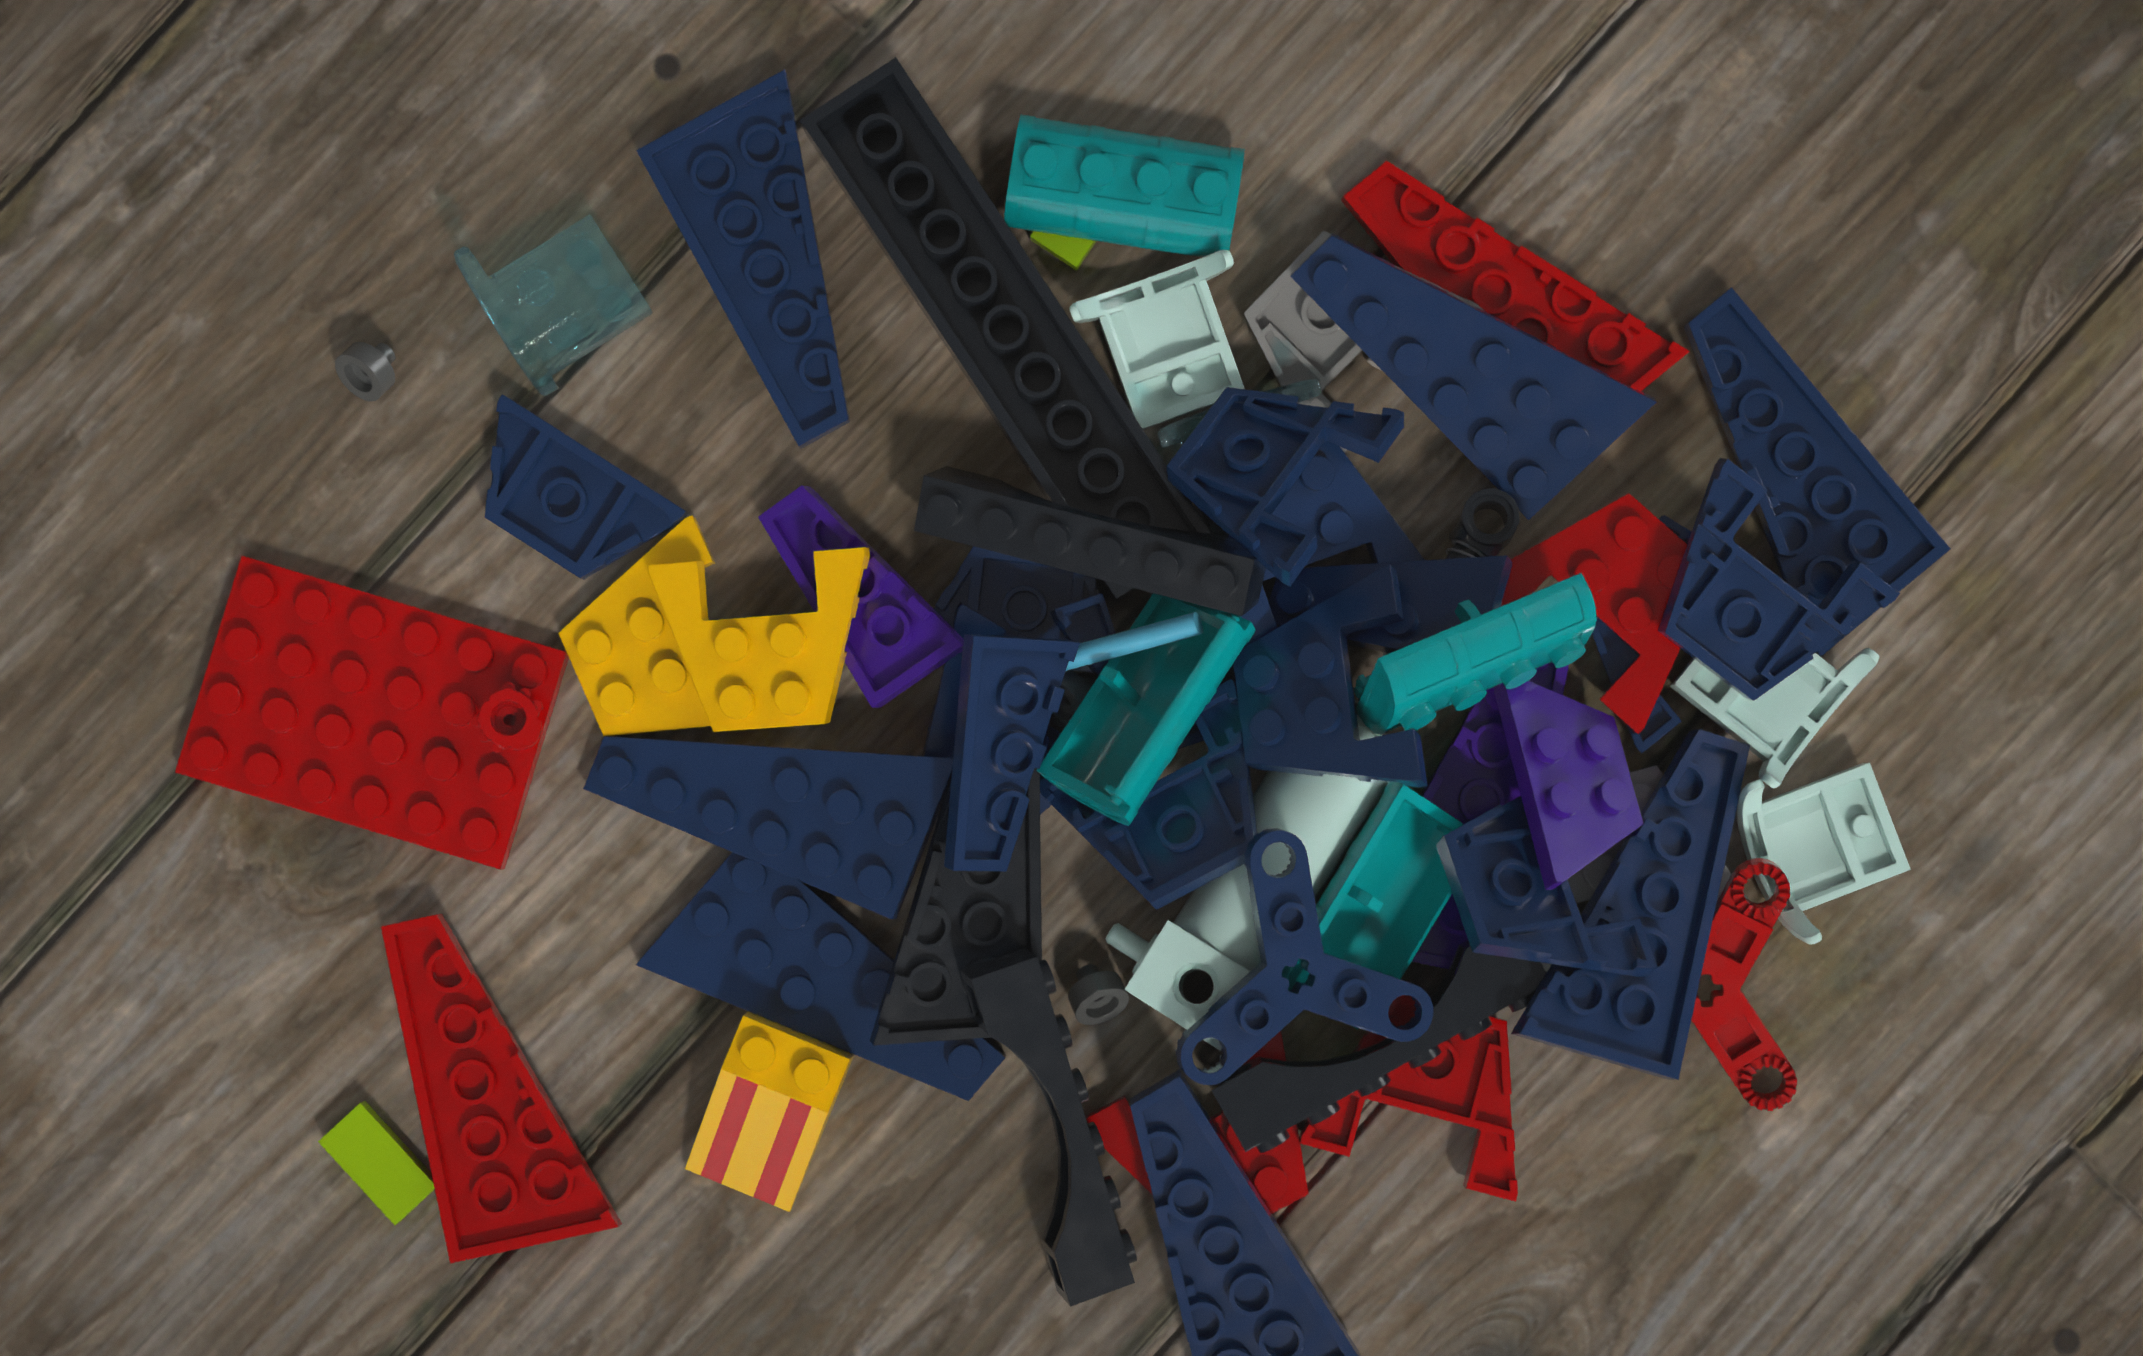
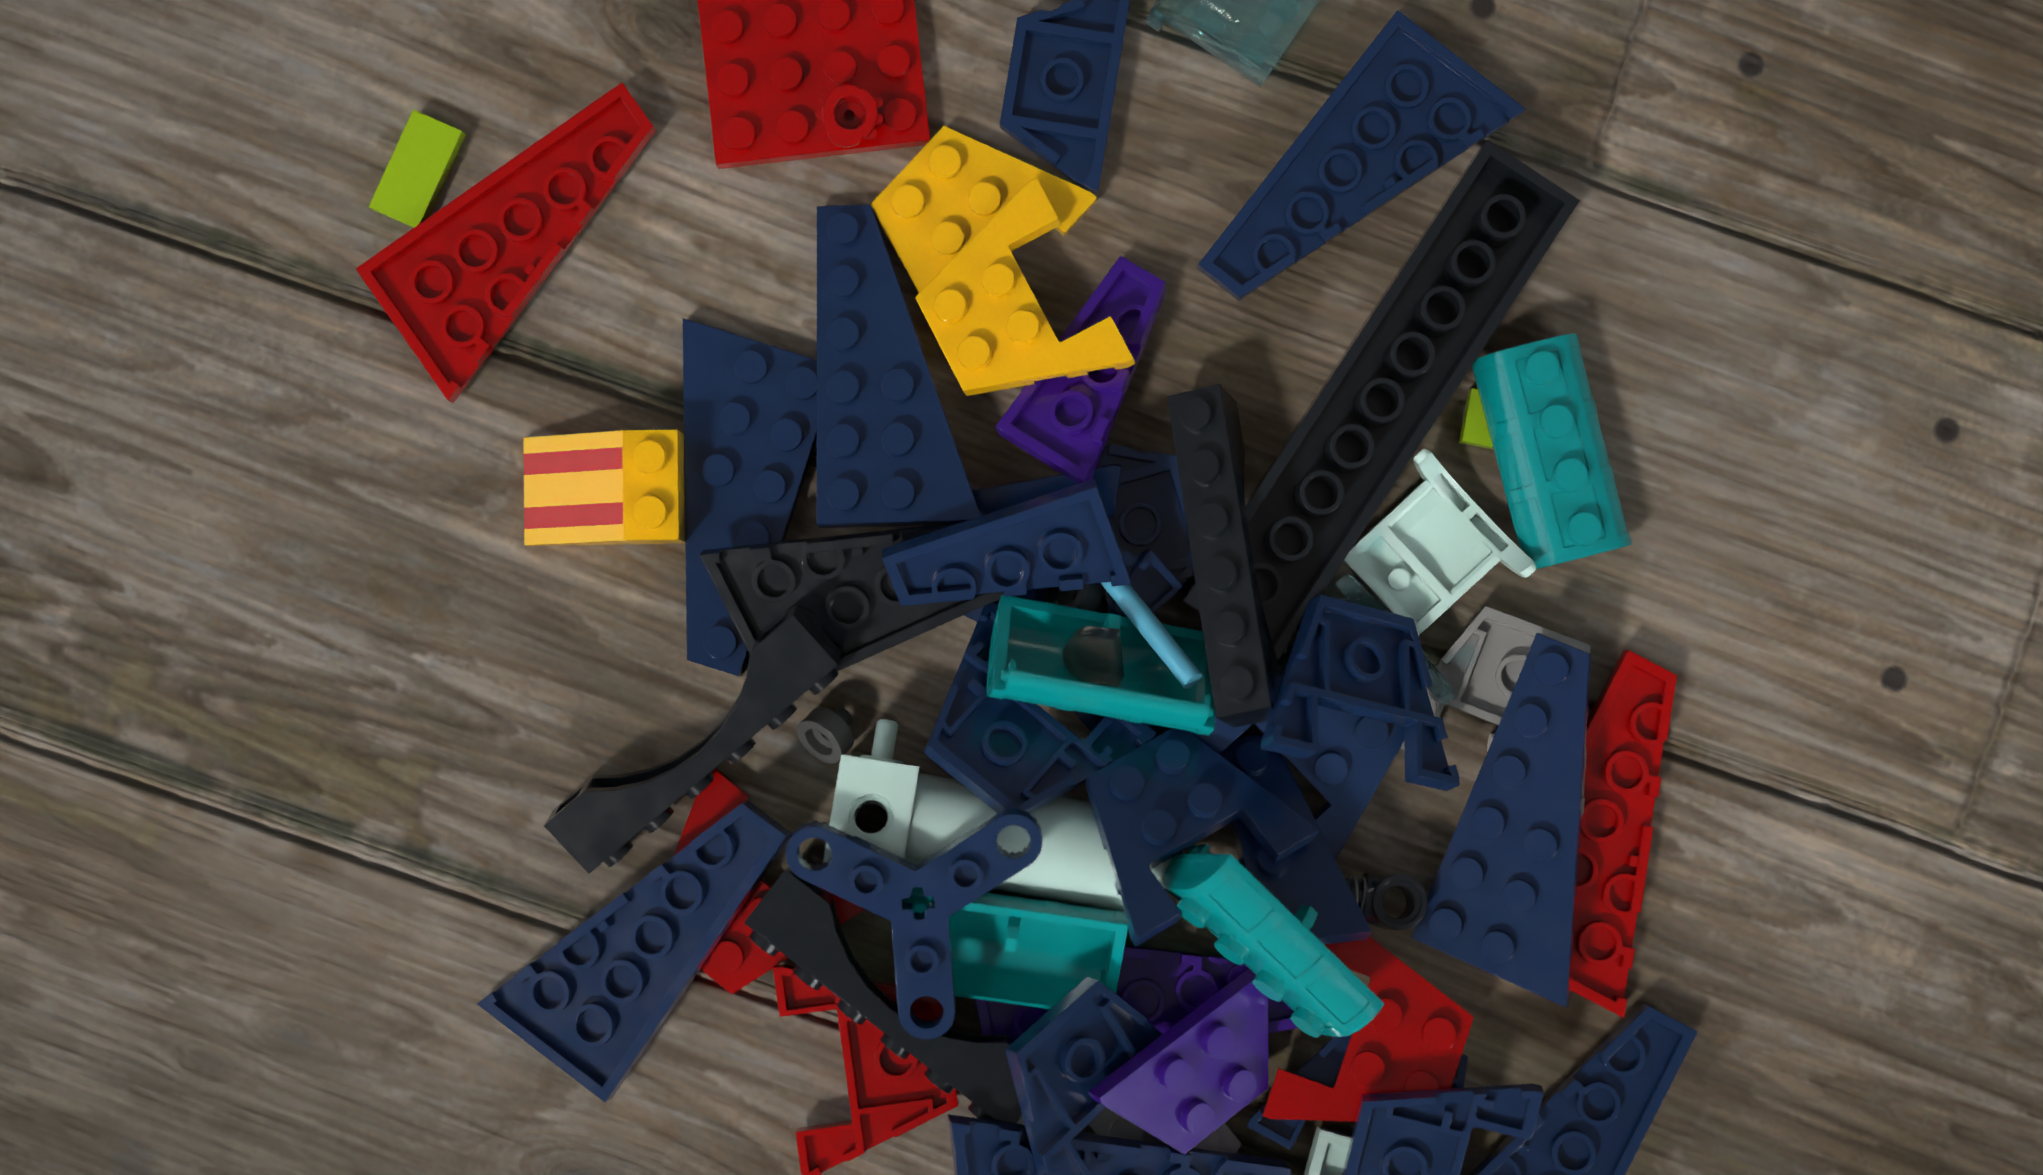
camera: 70 degrees right, 0 degrees up
(1134, 705) = (1095, 656): none -> clear smoke tile

